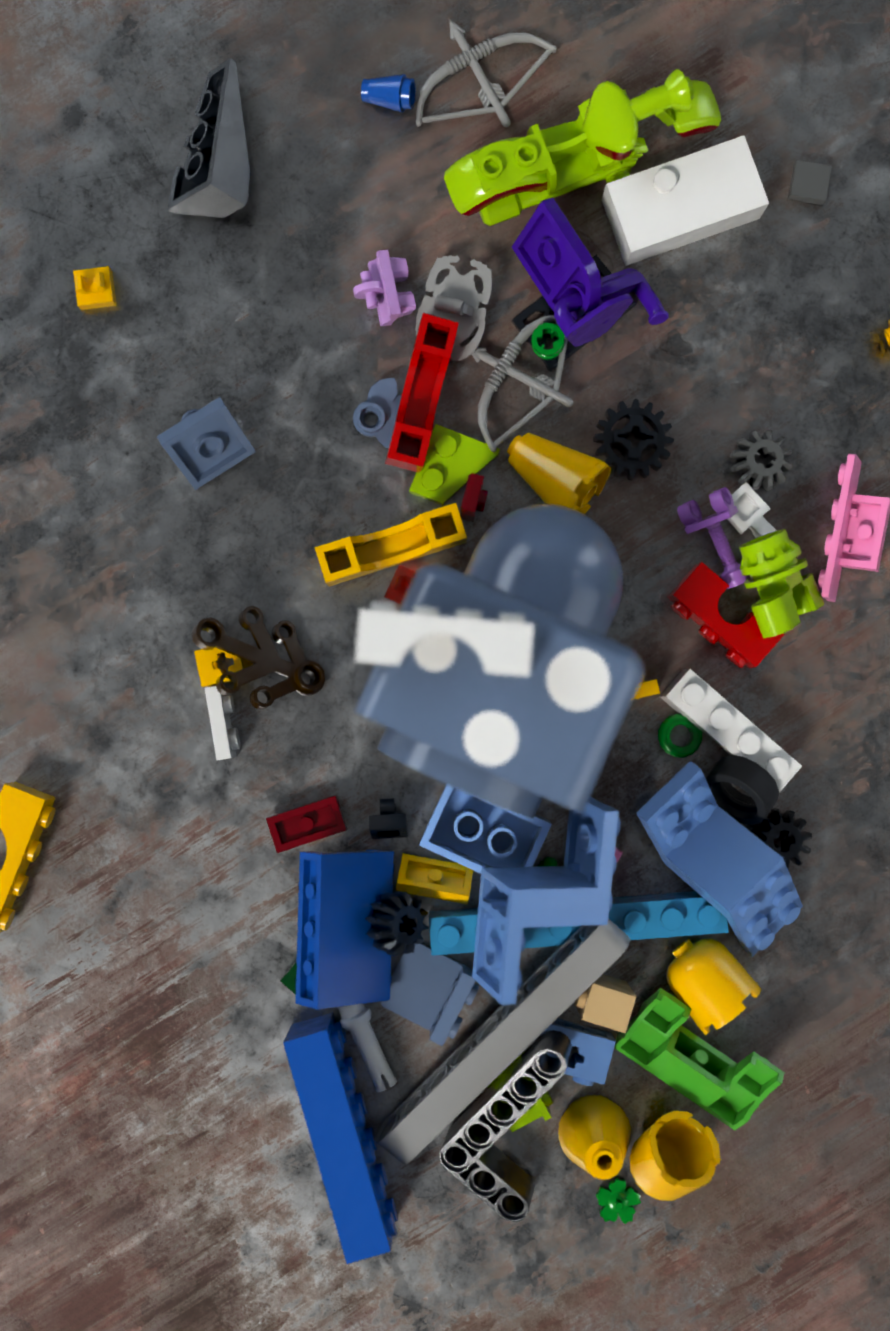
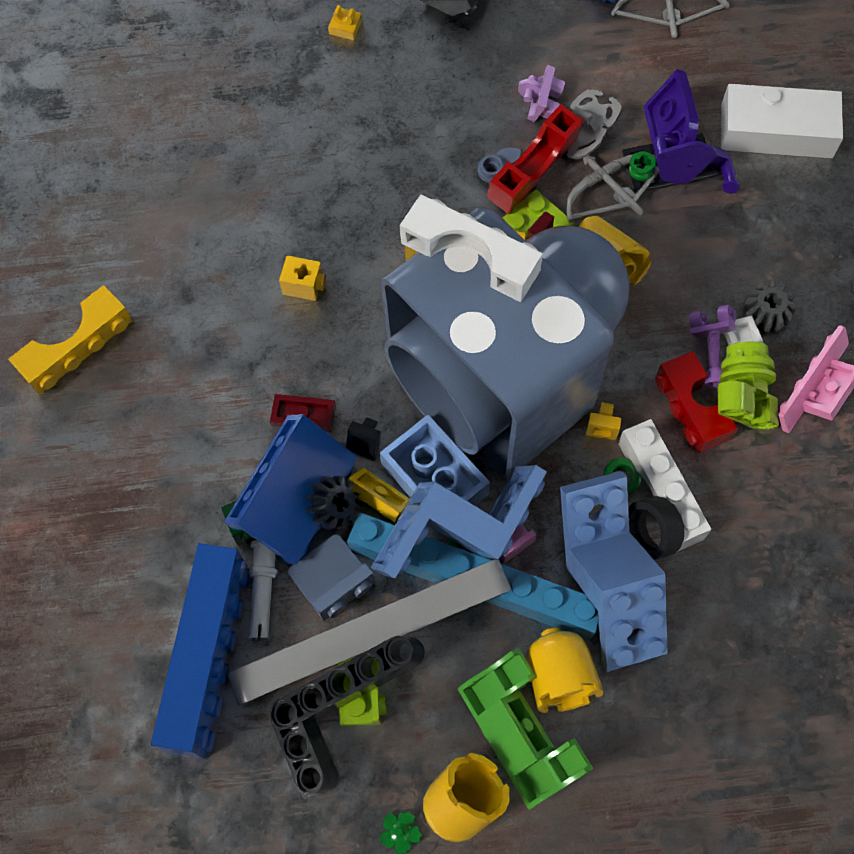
camera: 25 degrees right, 20 degrees down
(206, 443) = (368, 132): sand blue tile -> none
(225, 737) = (276, 323): white plate -> none
(264, 658) = (331, 282): dark brown plant -> none
(594, 1051) = (440, 688): medium blue brick -> none
(595, 1135) = (409, 776): yellow cone -> none
(597, 146) = (720, 64): lime piece -> none
(607, 1003) = (467, 640): tan brick -> none
(634, 424) = (677, 254): black gear -> none
(788, 826) = (684, 592): black gear -> none

